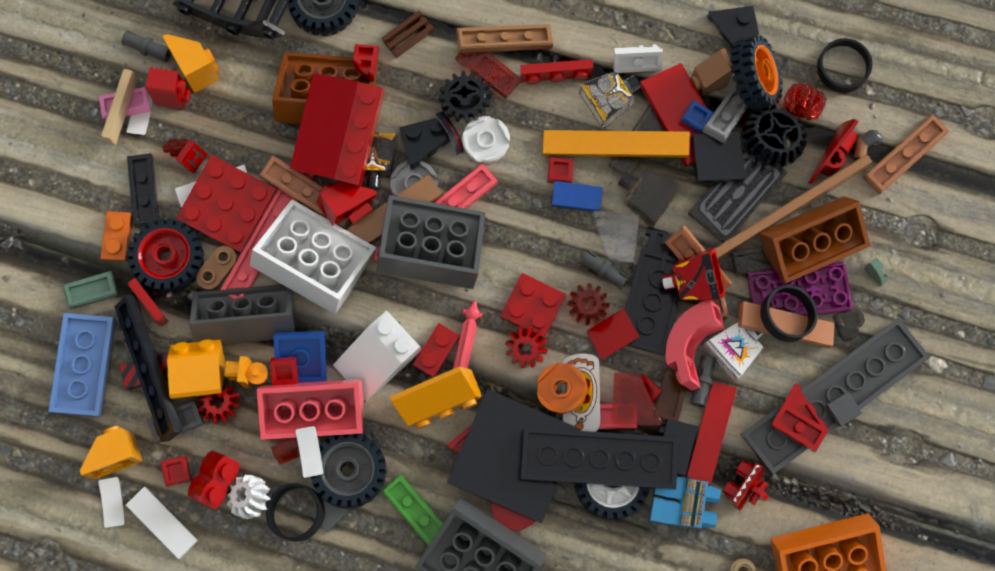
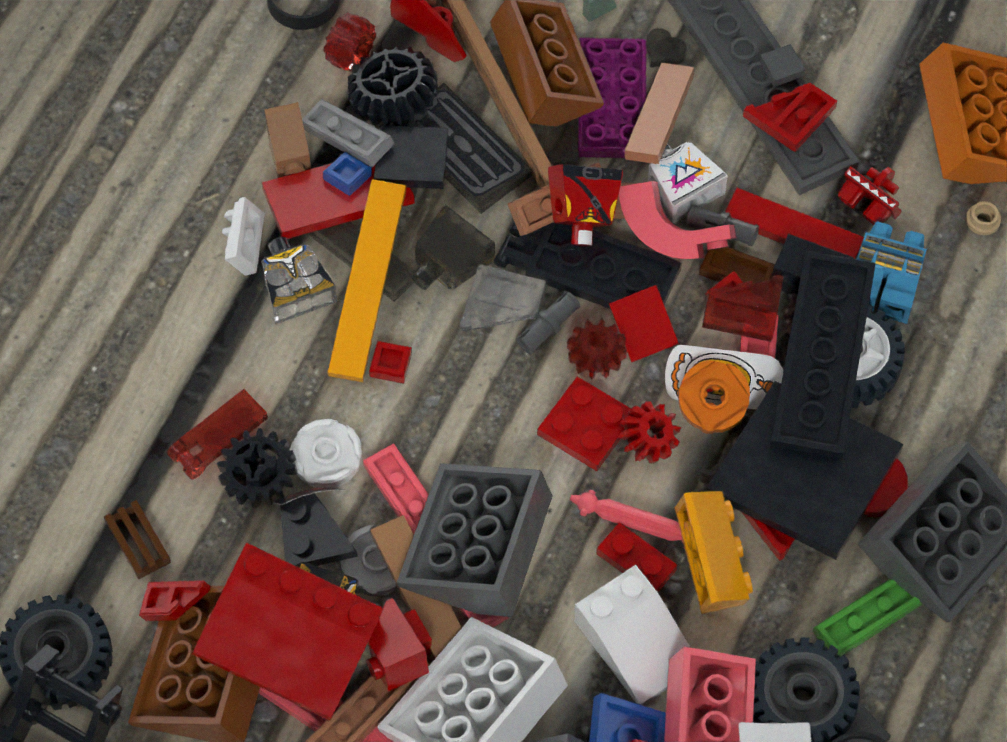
camera: 80 degrees left, 15 degrees down
(504, 38) = (176, 404): medium nougat tile -> none
(556, 71) = (242, 341): red plate -> none
(576, 196) = (433, 345): blue tile -> none
(735, 23) = (223, 109): black wing -> none
(756, 72) = (302, 84): black wheel -> none
(806, 300) = (653, 124): black tyre -> none

